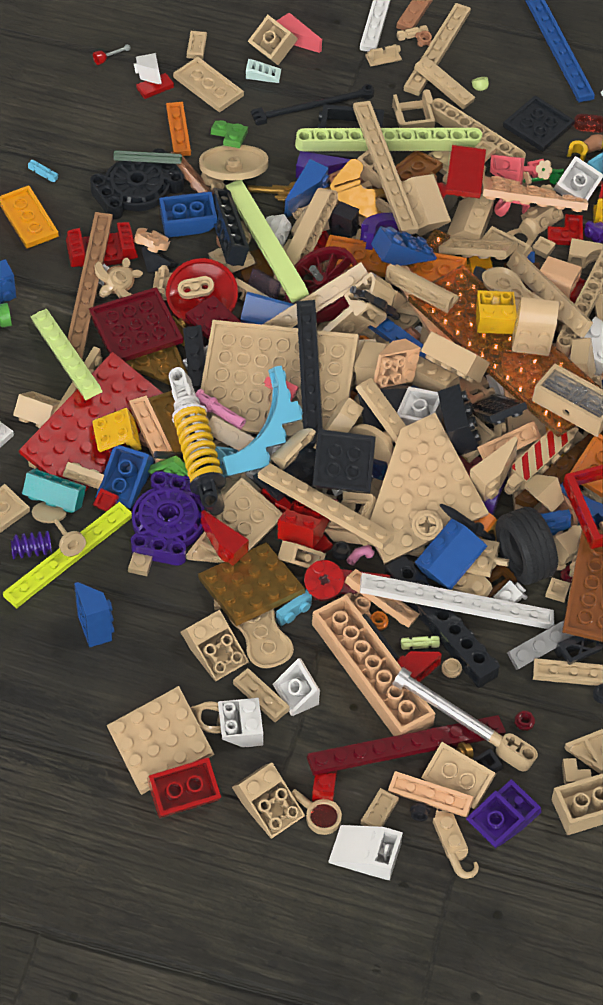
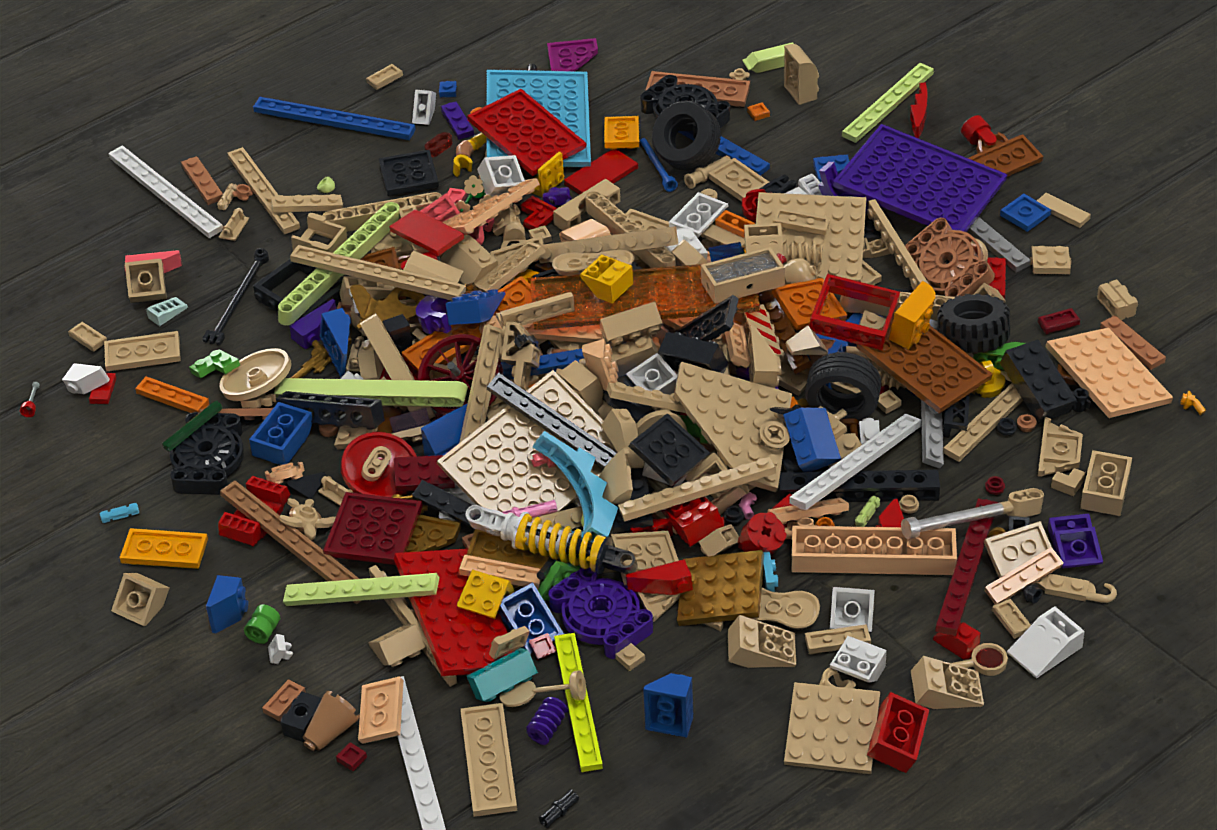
camera: 50 degrees left, 10 degrees down
(535, 326) = (652, 257): tan brick -> none

